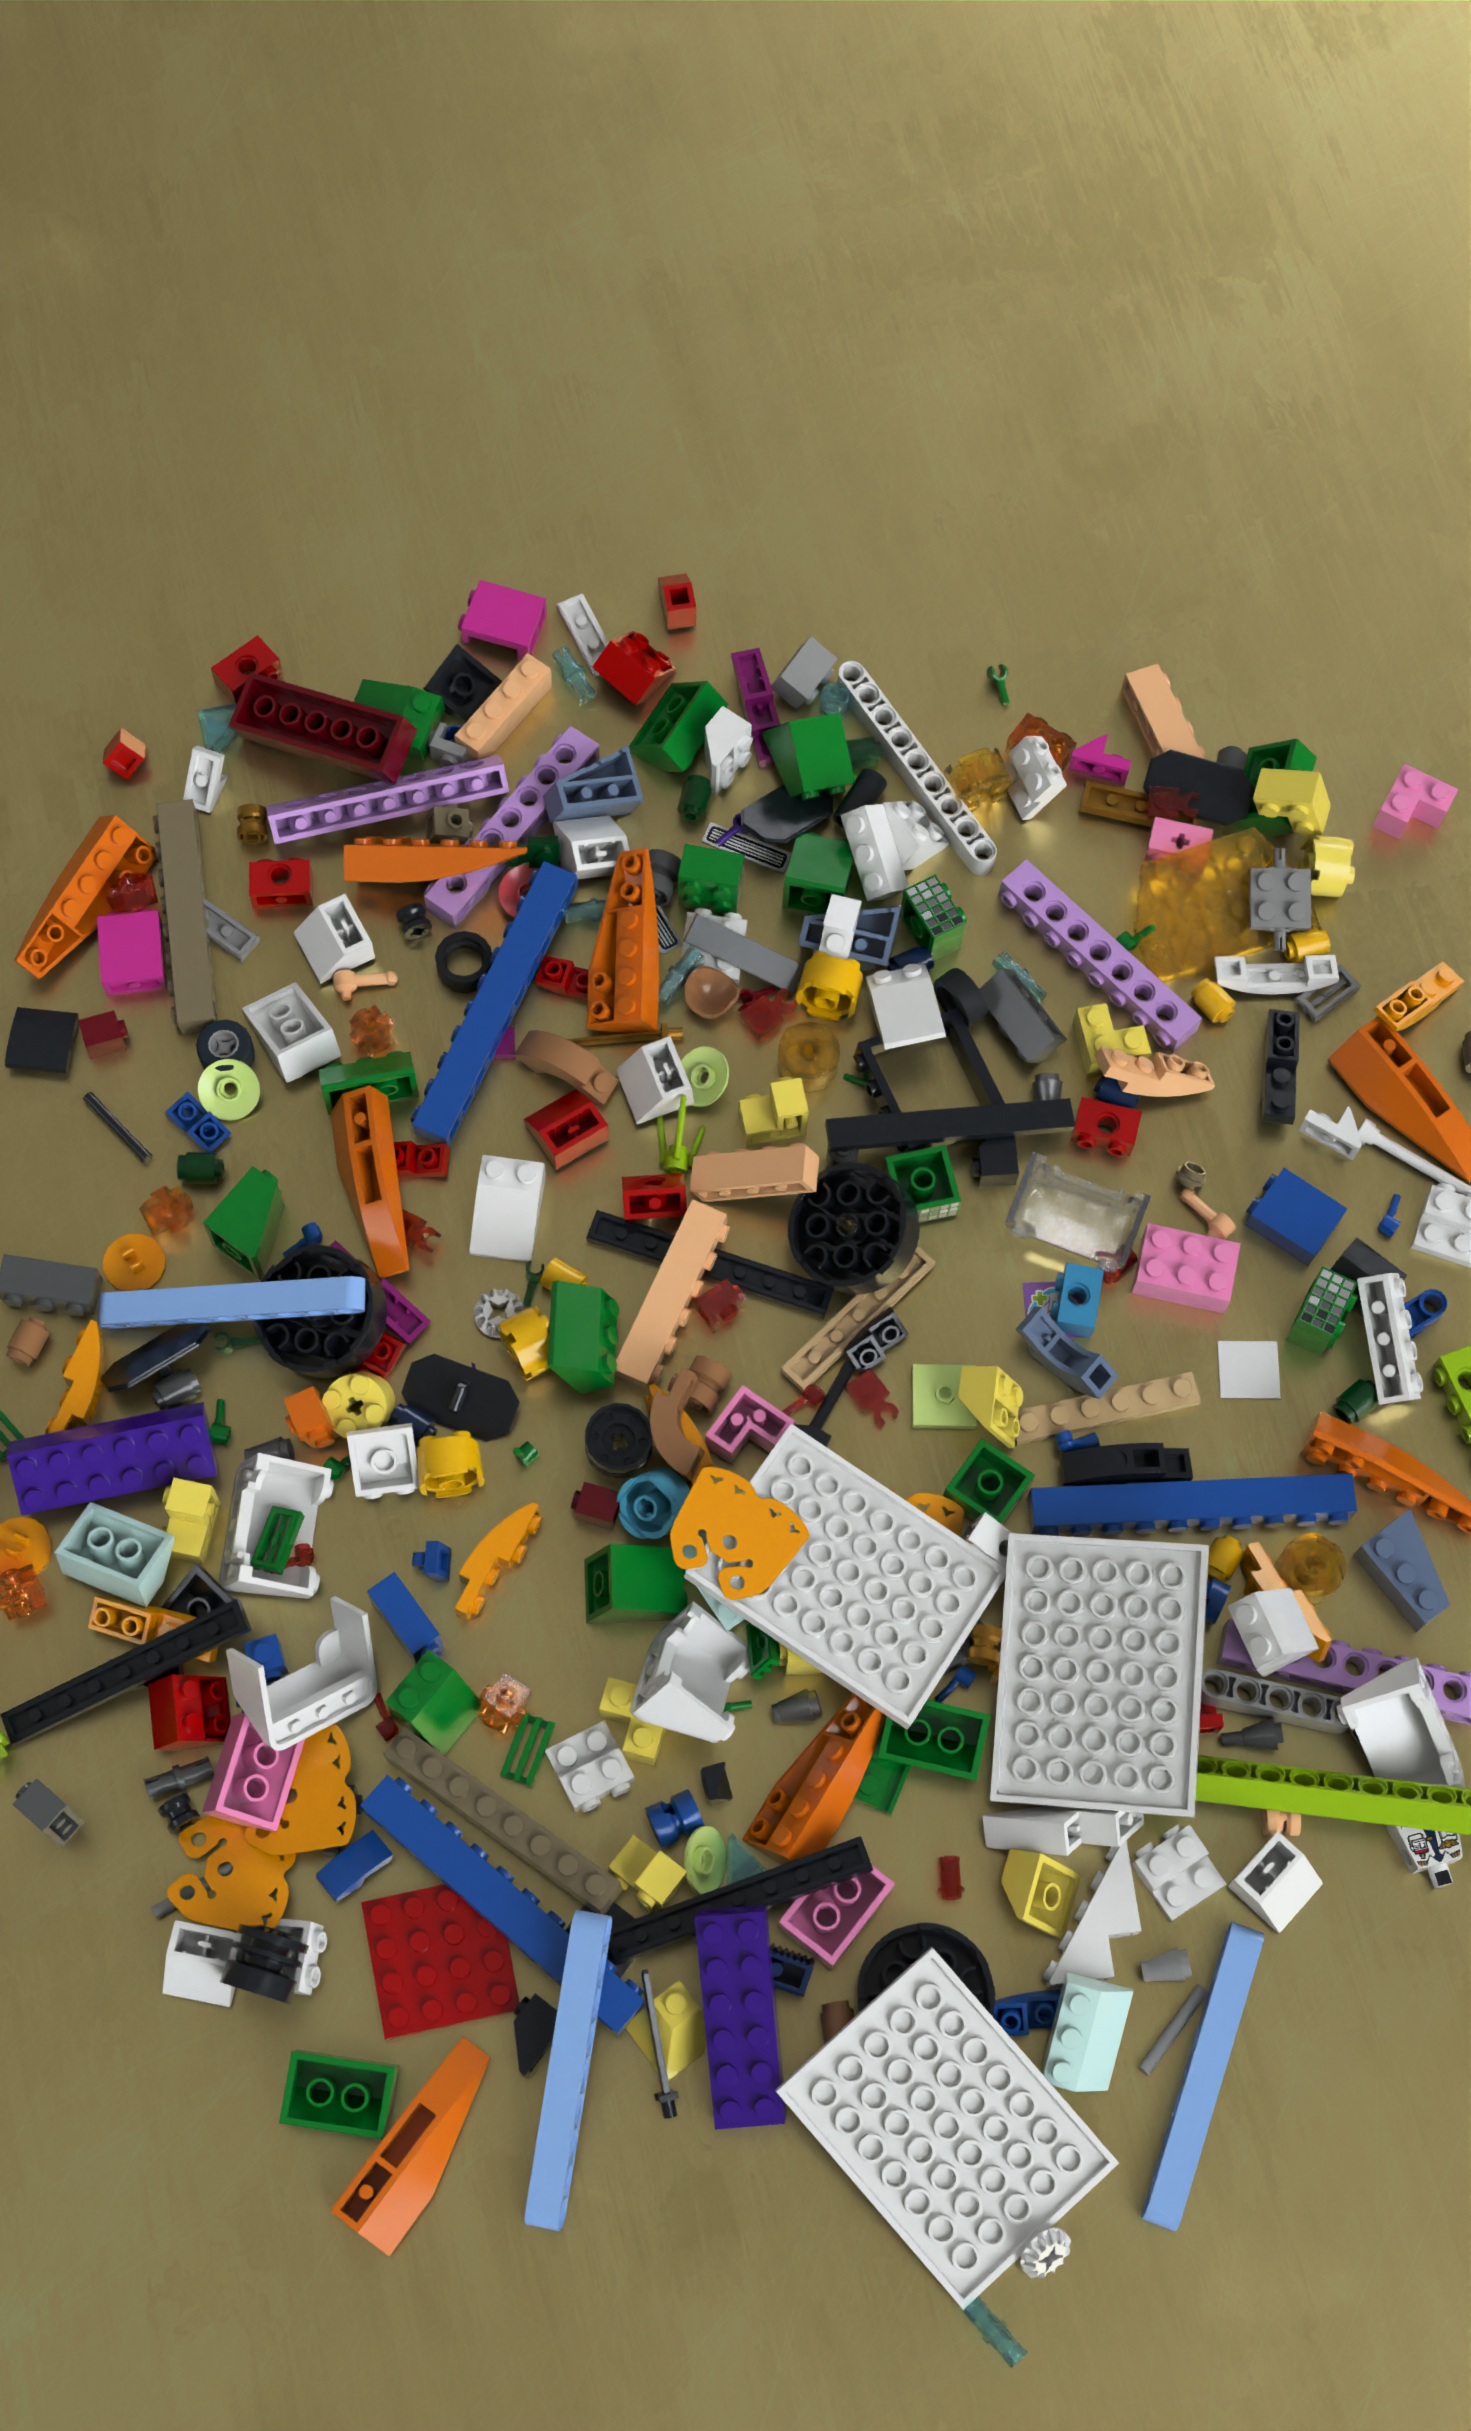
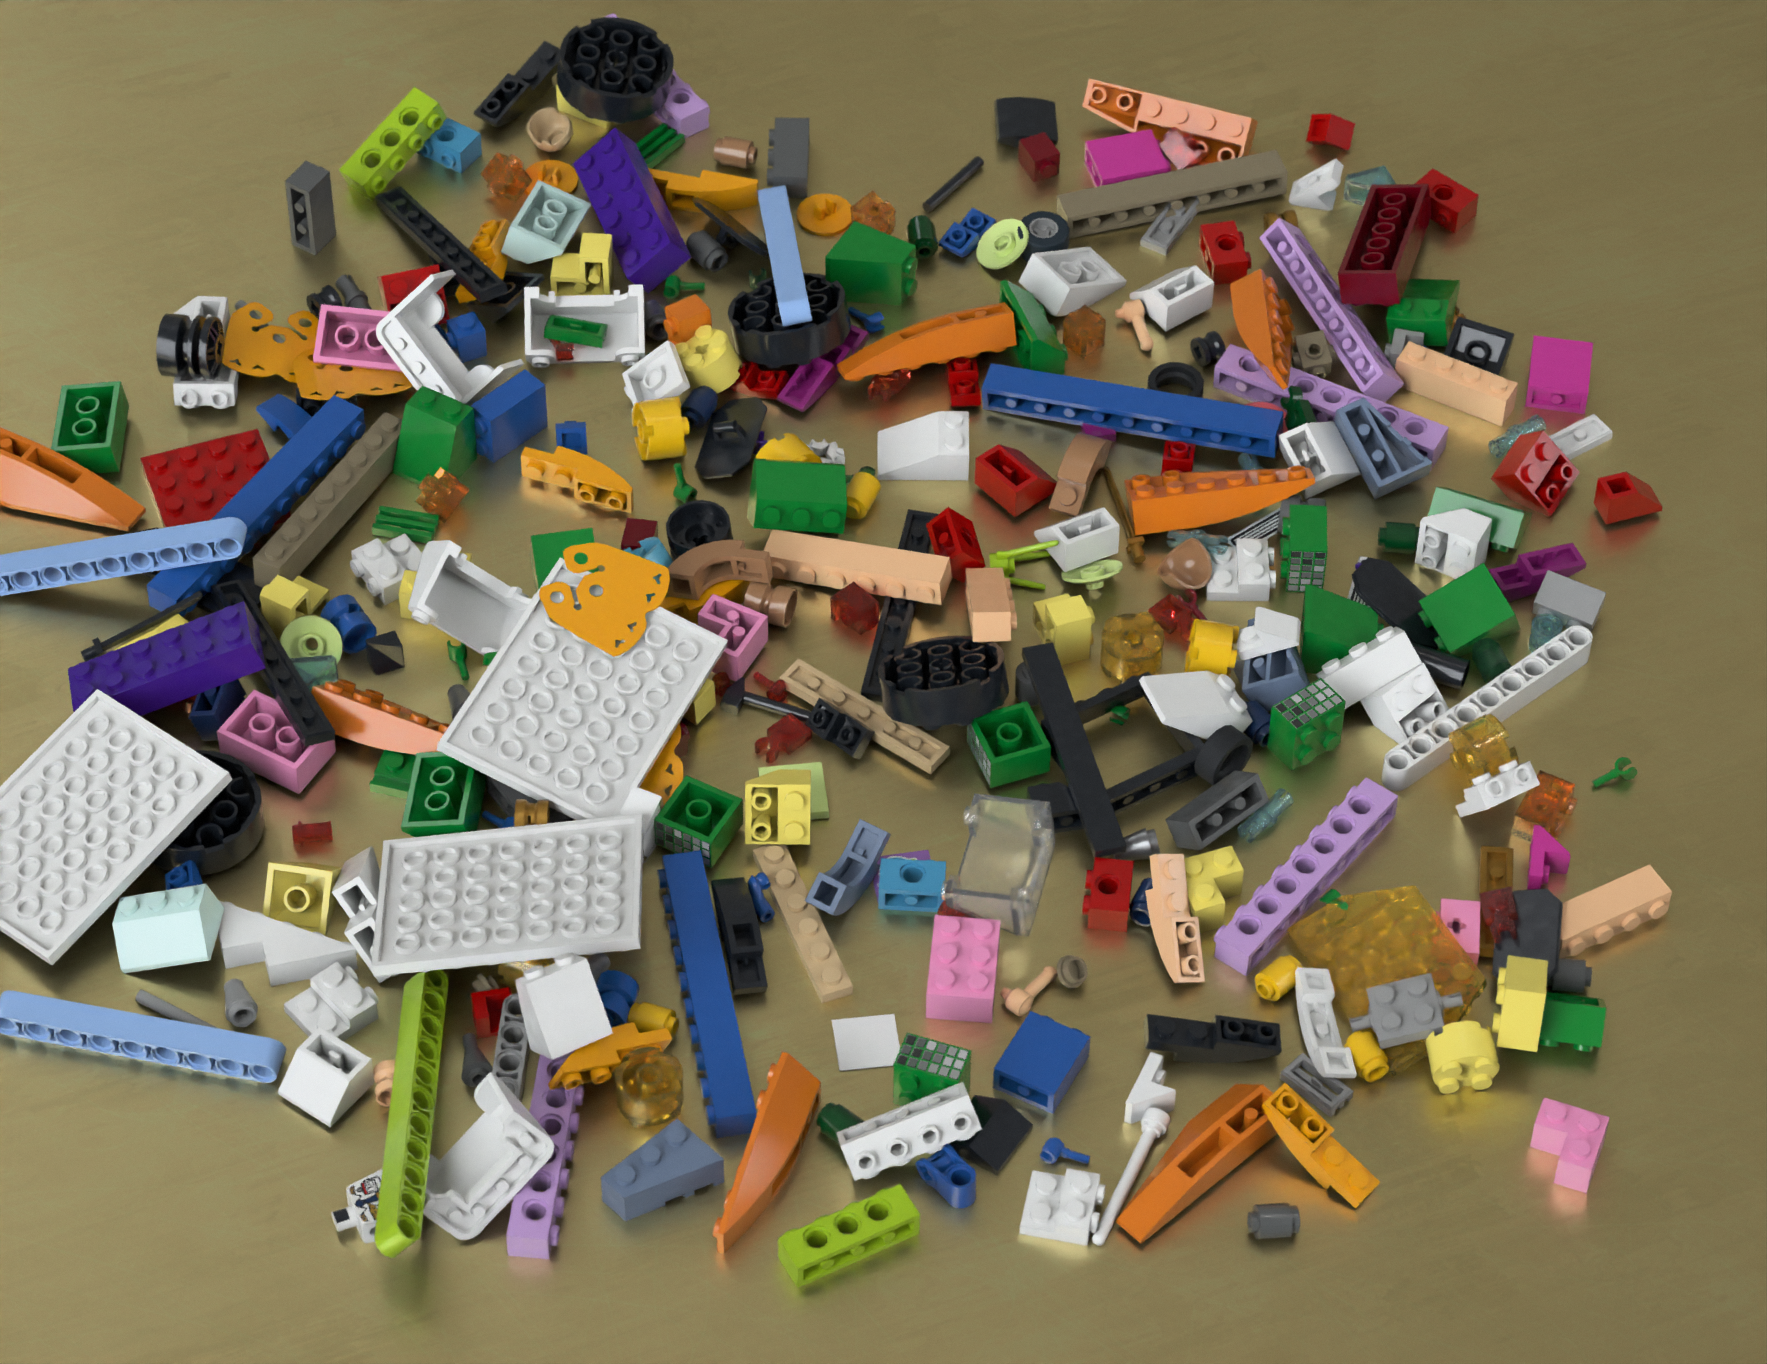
camera: 85 degrees right, 20 degrees down
(744, 953) = (1232, 574): tile -> none

